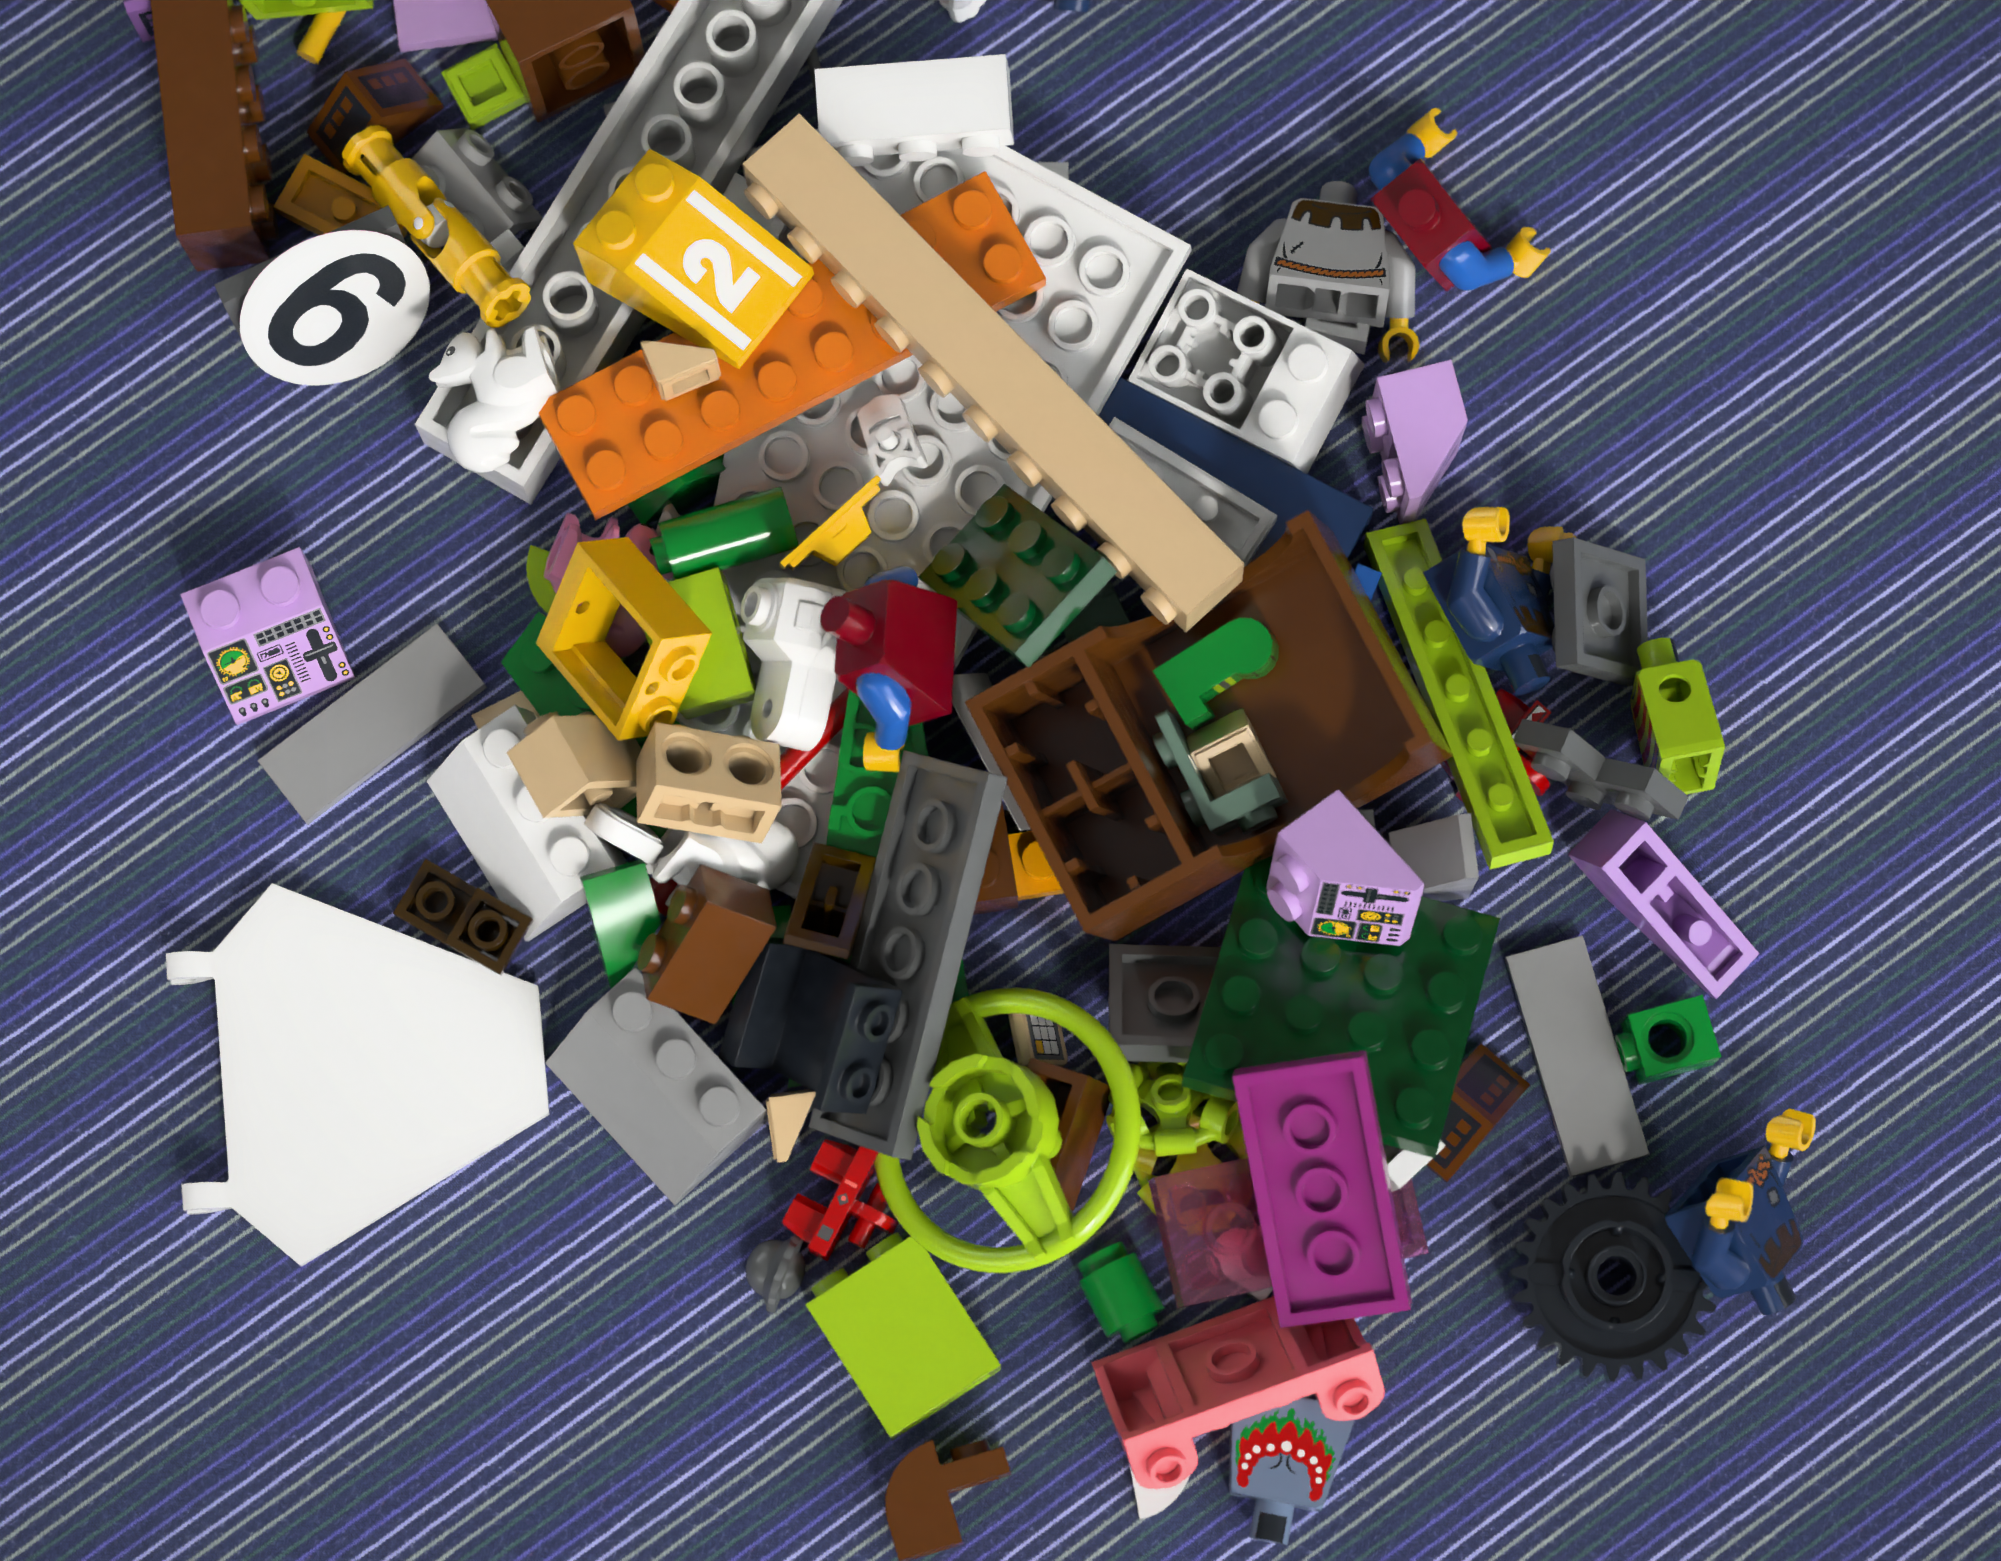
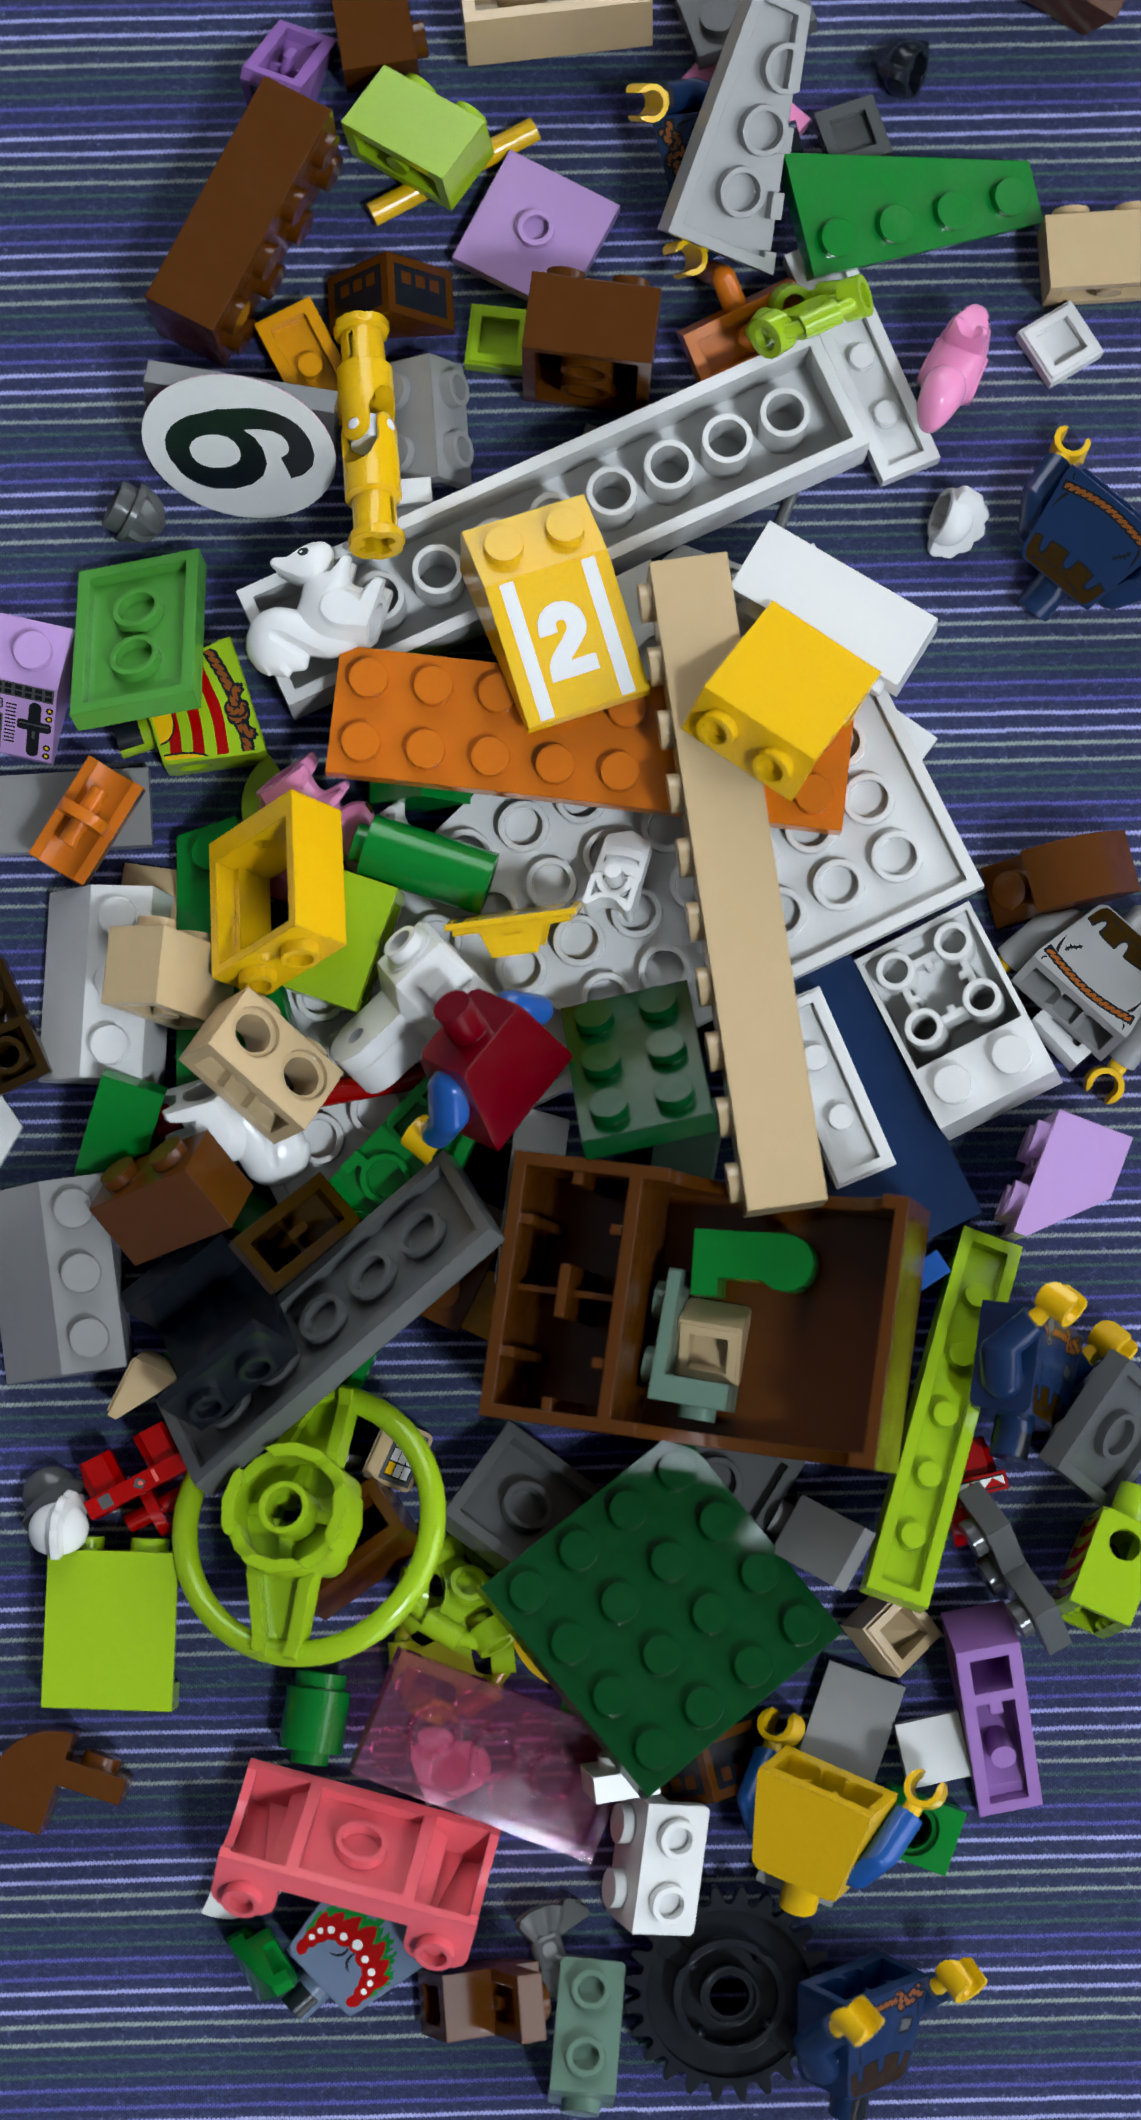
camera: 30 degrees right, 5 degrees up
(281, 426) = (134, 514): none -> dark grey plate
(360, 519) = (139, 640): none -> bright green plate
(421, 695) = (87, 821): none -> orange hips
(450, 552) = (207, 738): none -> torso
(624, 832) = (162, 1048): white tile -> none
(679, 367) = (475, 700): tan slope -> none
(801, 1280) = (60, 1526): none -> white piece
(926, 201) = (780, 699): none -> yellow panel
(1217, 1519) = (262, 1962): none -> green slope
(1245, 202) = (1061, 876): none -> reddish brown brick
(1322, 1189) = (529, 1763): magenta plate -> none
(1342, 877) = (728, 1515): lavender slope -> none
(1421, 1421) = (485, 2000): none -> reddish brown brick
(1428, 1334) = (543, 1929): none -> dark grey piece
(1480, 1211) = (656, 1865): none -> white bracket
(1527, 1394) = (587, 2036): none -> sand green bracket
(1538, 898) = (890, 1635): none -> tan slope
(1591, 1081) = (819, 1822): none -> yellow torso
(1639, 970) = (933, 1745): none -> white tile

